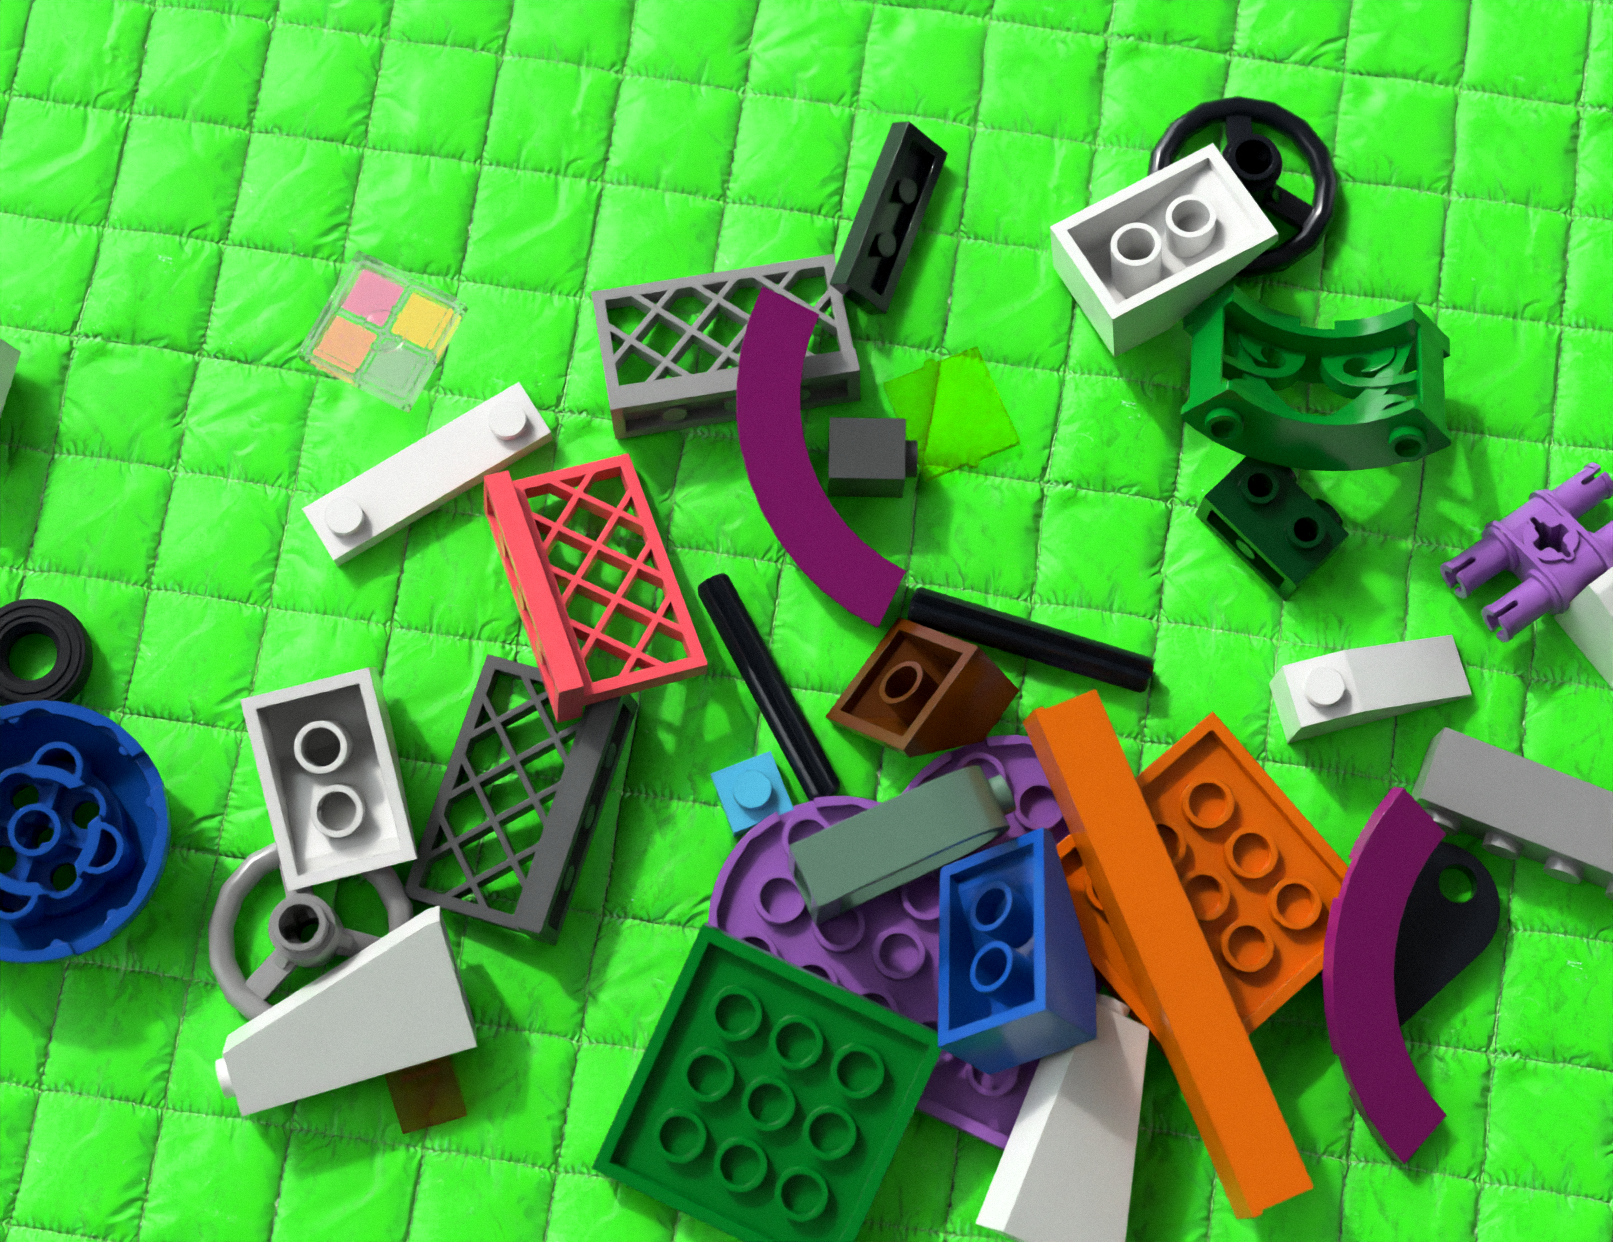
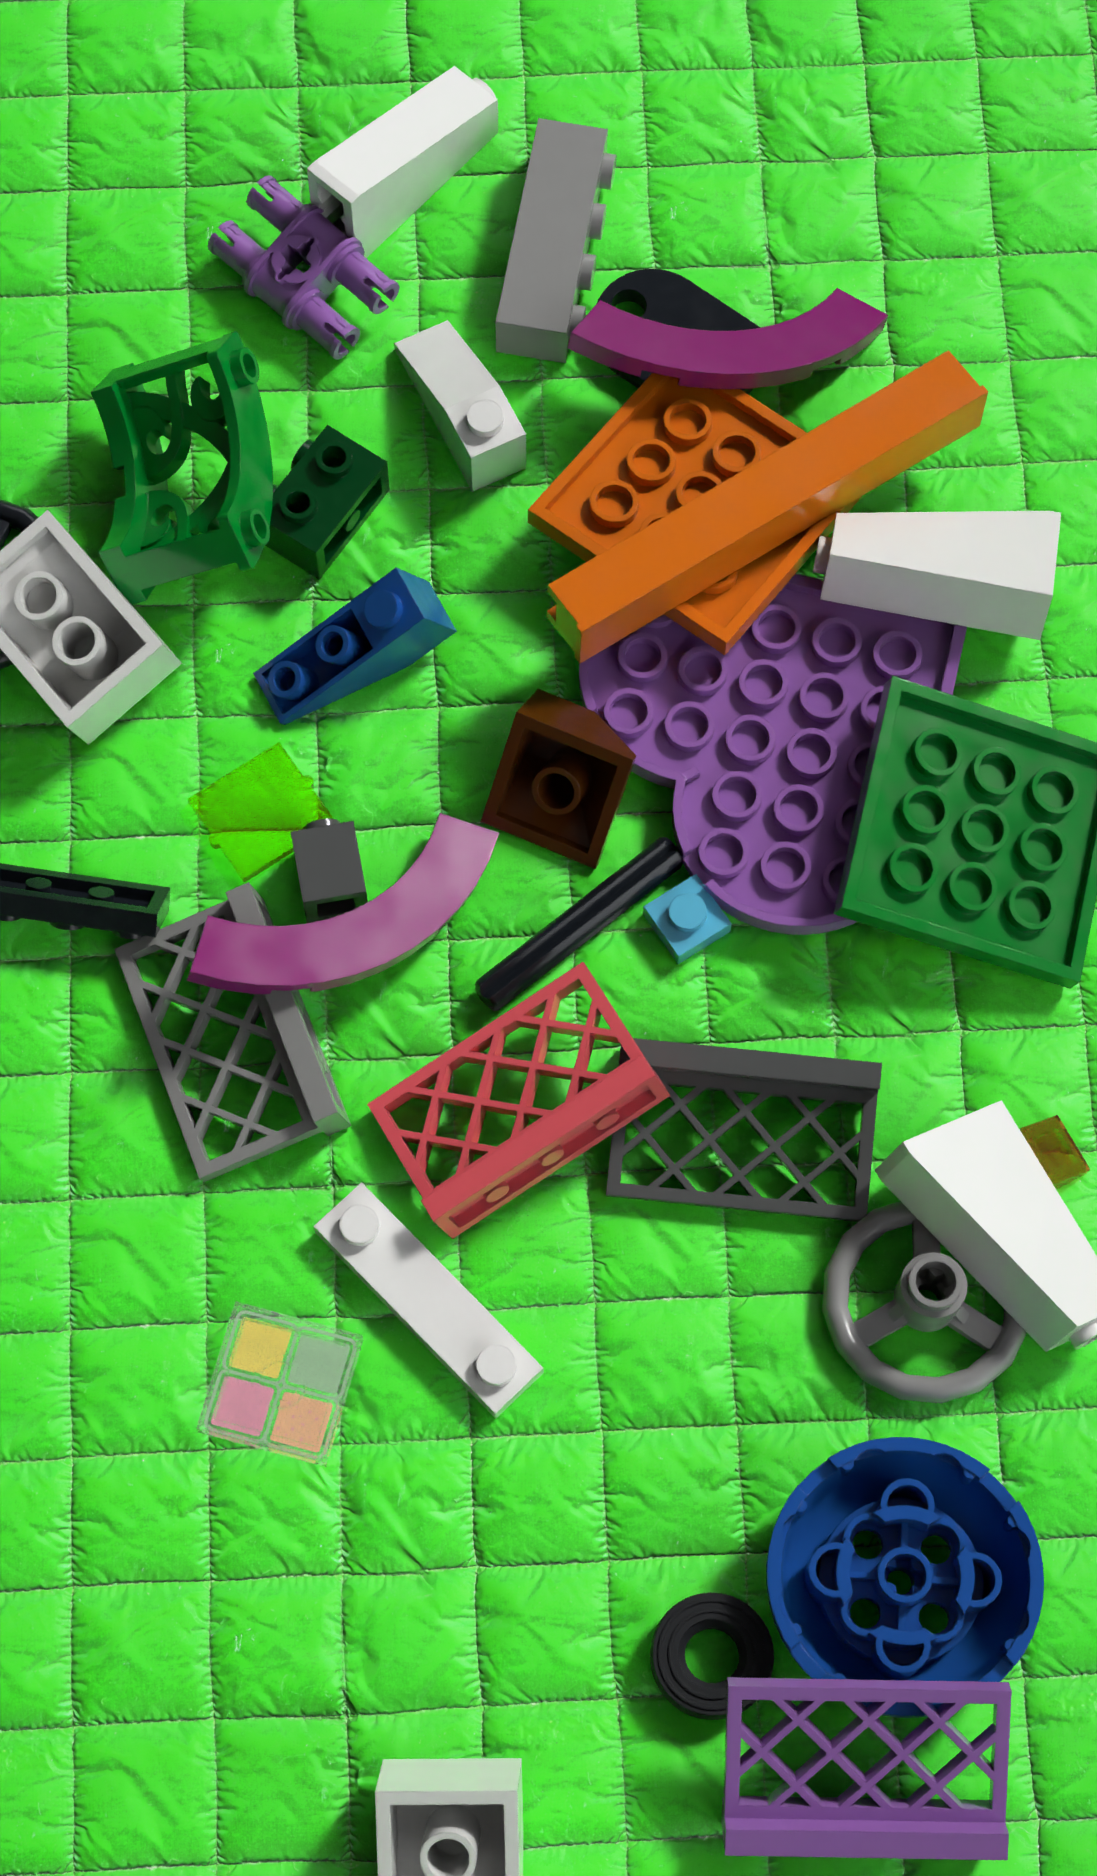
camera: 100 degrees left, 5 degrees down
(330, 777) = (769, 1306): white slope -> none
(899, 841) = (725, 748): sand green window -> none
(1012, 957) = (800, 633): blue slope -> none
(1031, 639) = (479, 698): black axle -> none
(1105, 530) = (356, 646): none -> blue slope

